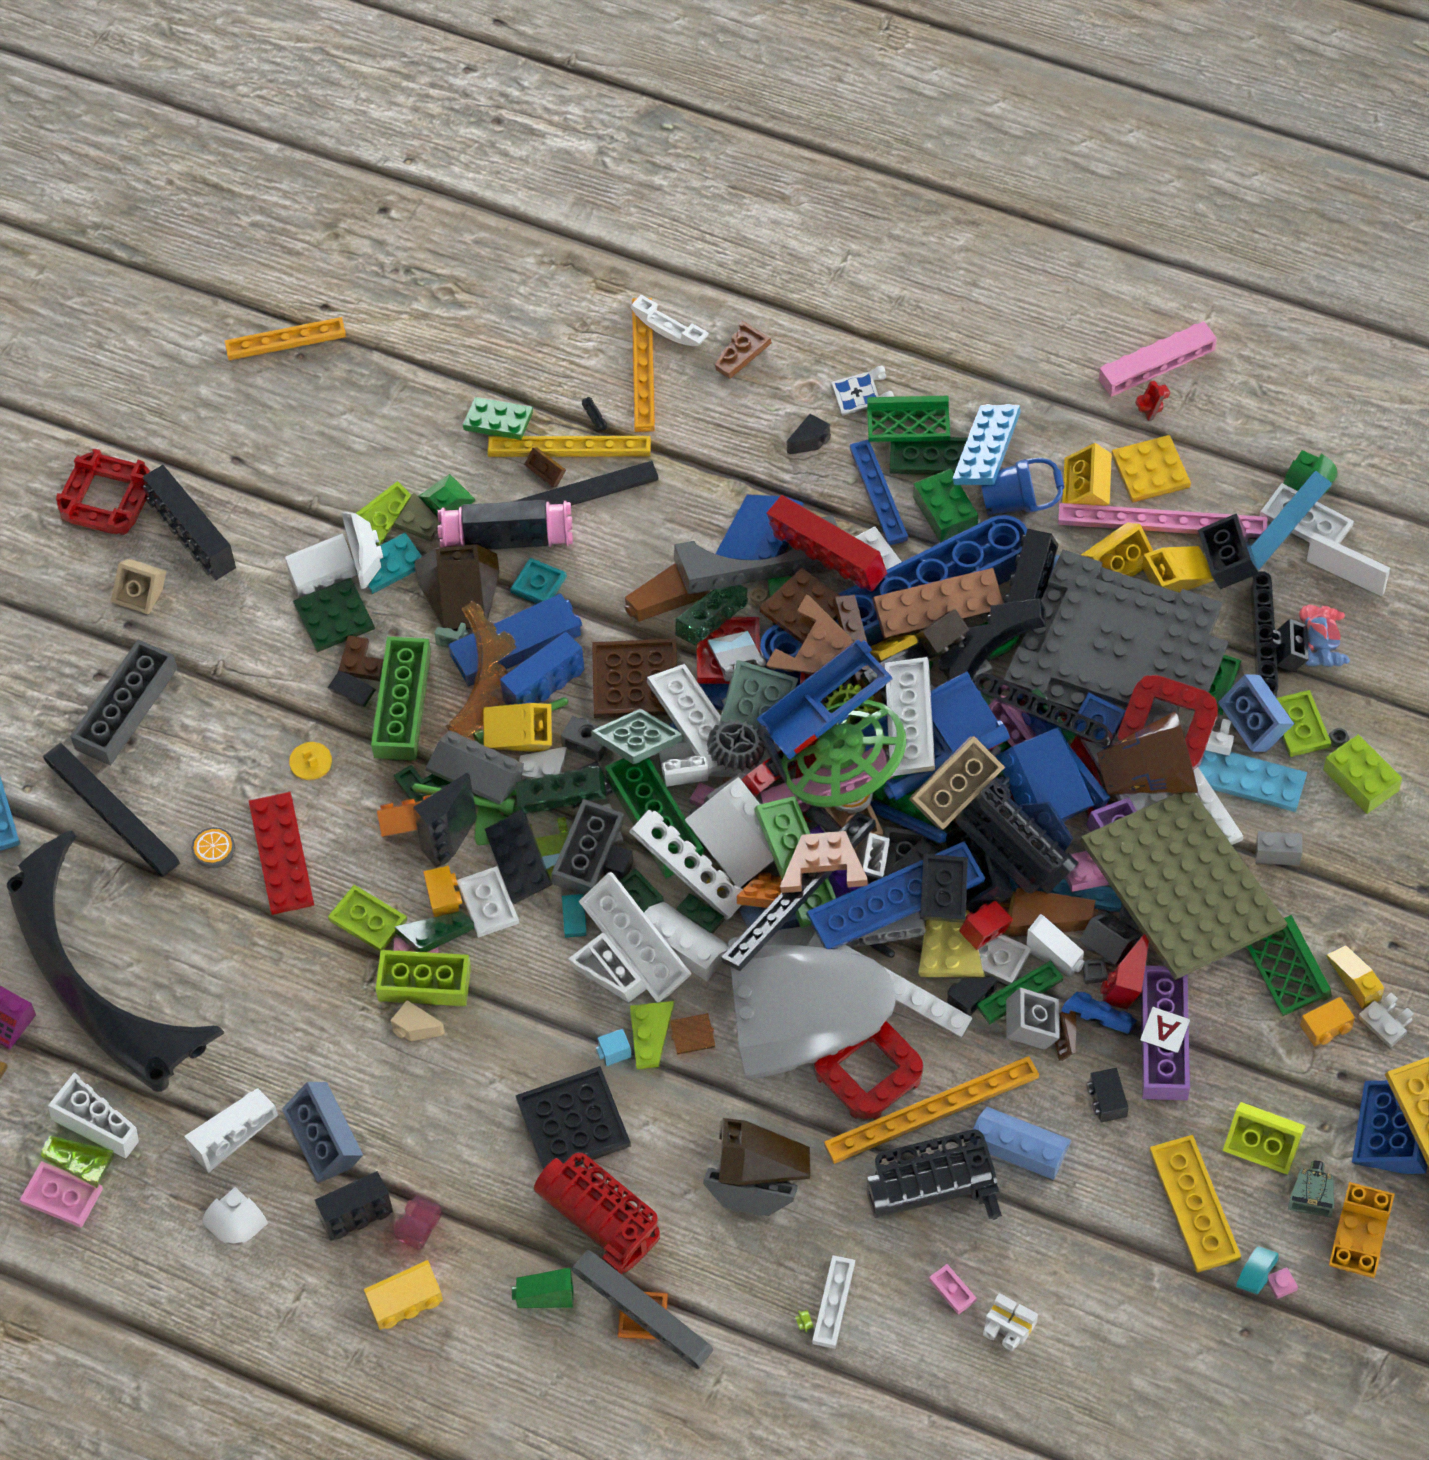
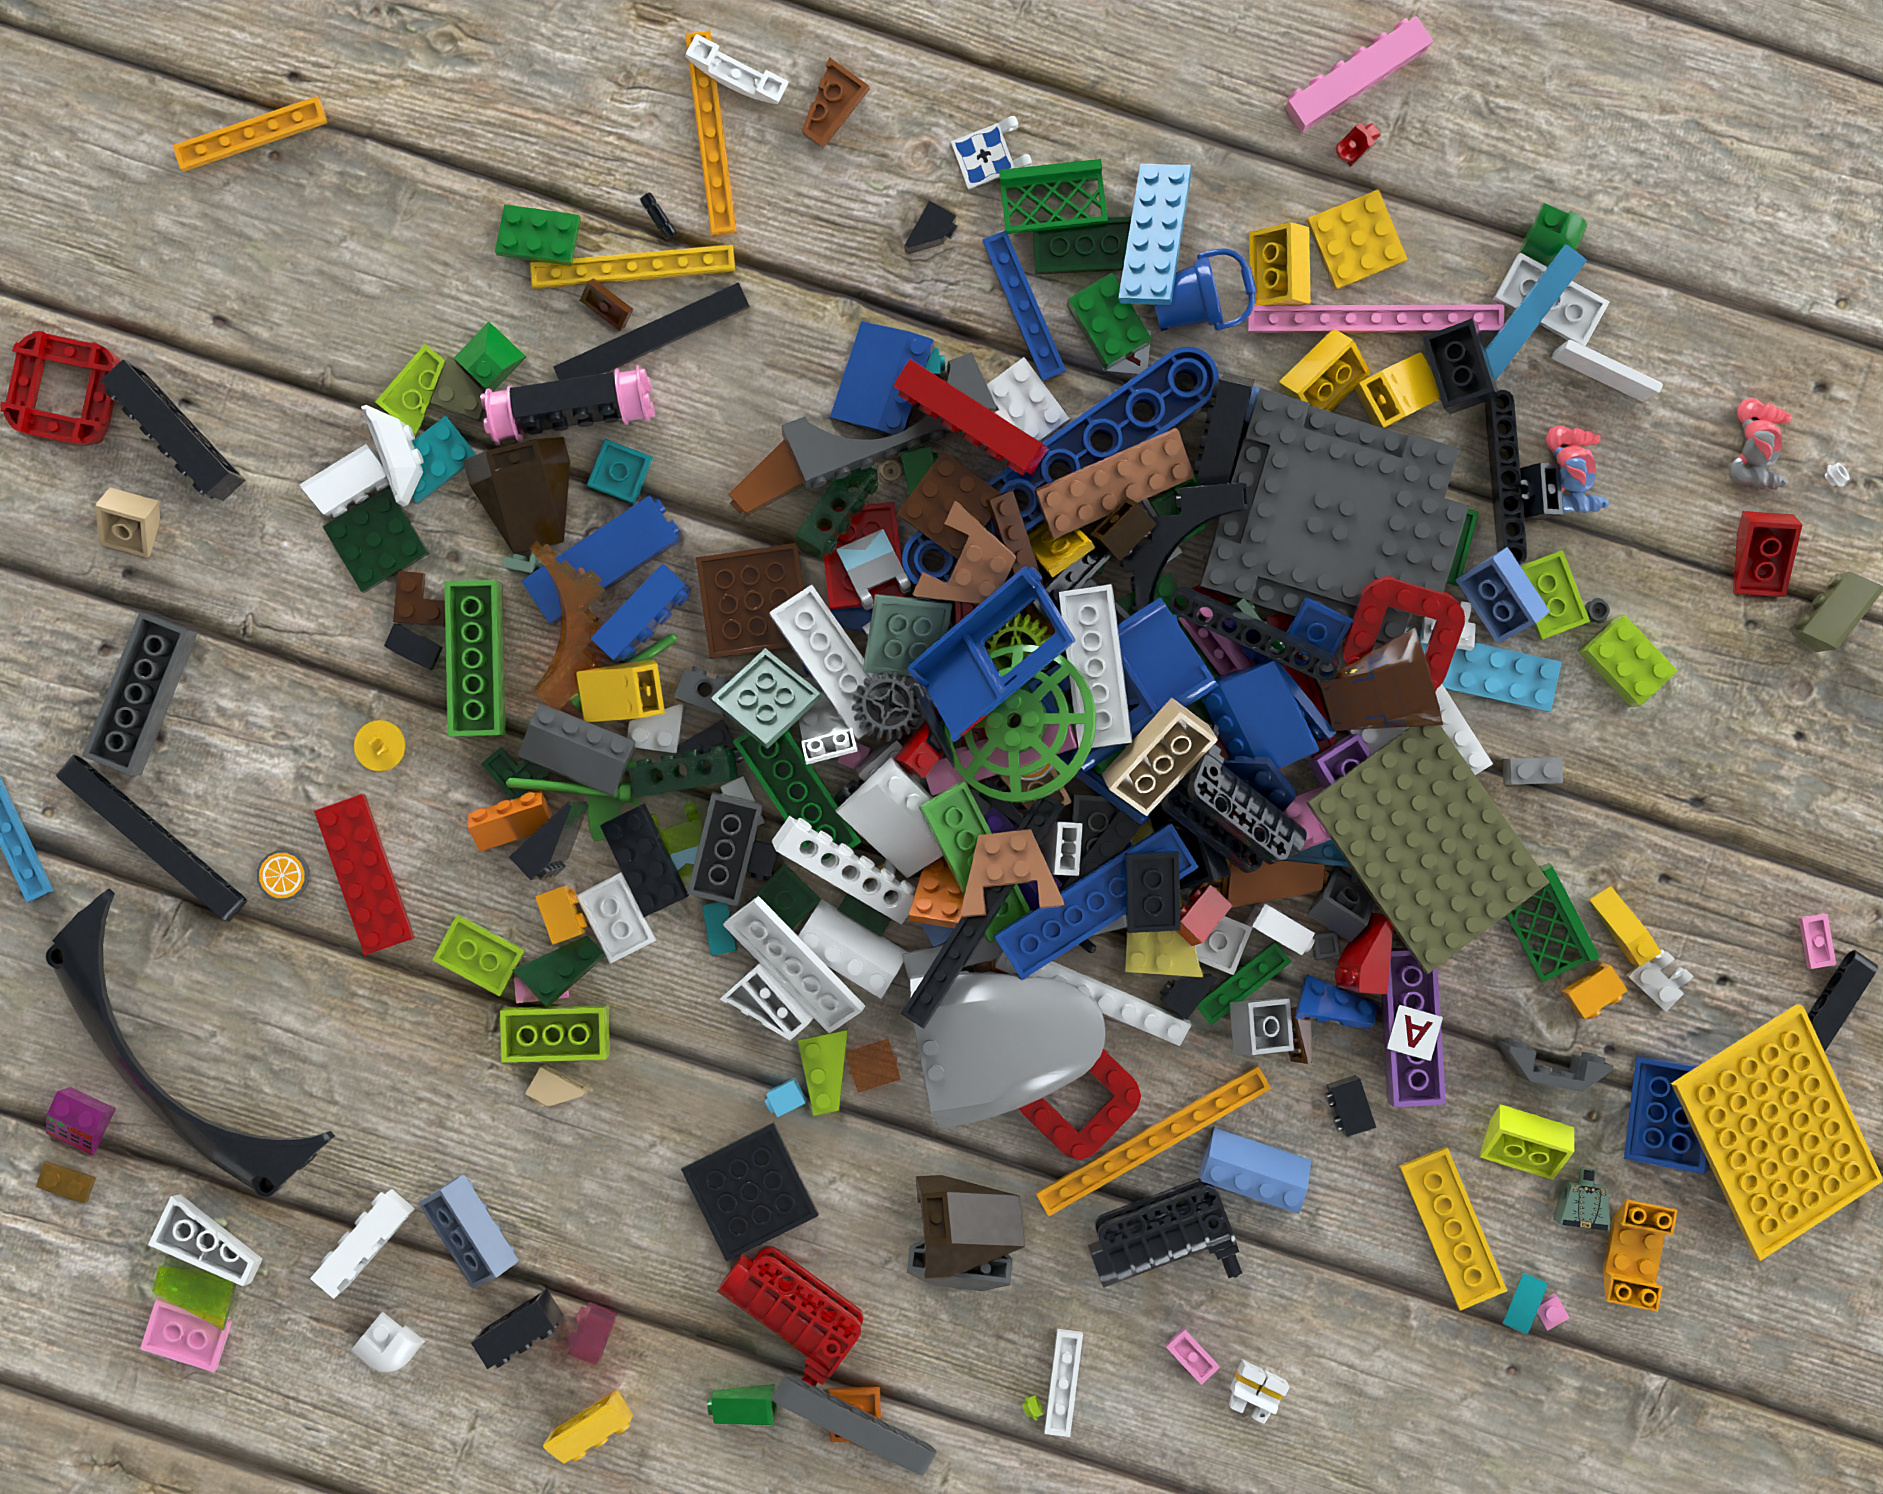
camera: 10 degrees left, 30 degrees up
(1286, 1080) = (1583, 1071): none -> dark grey slope

